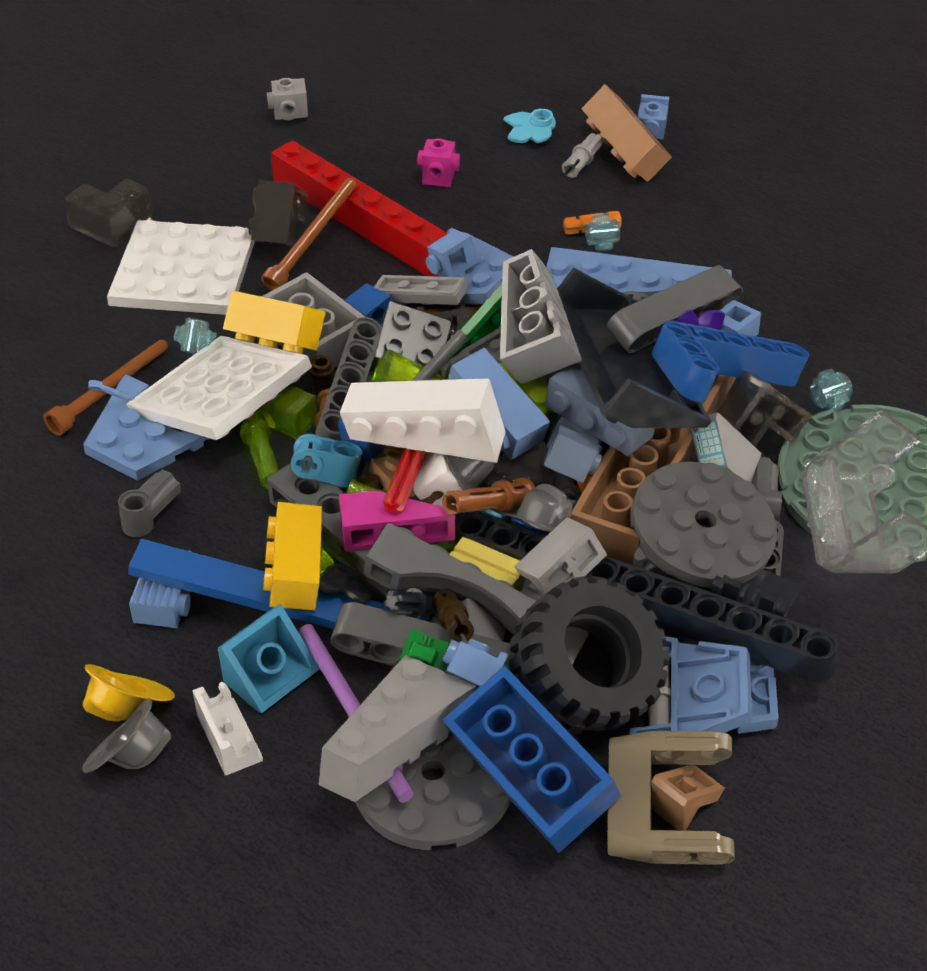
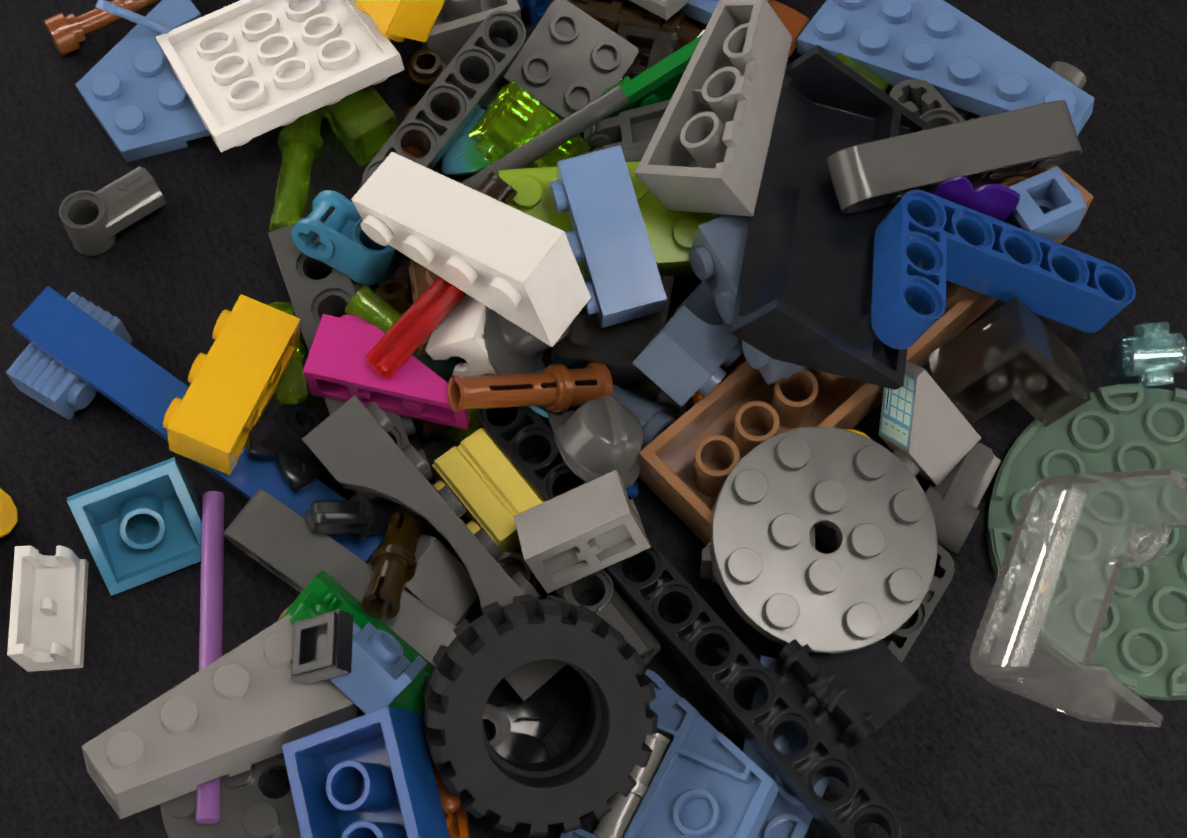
camera: 25 degrees right, 20 degrees up
(443, 653) = (322, 647): none -> black tile

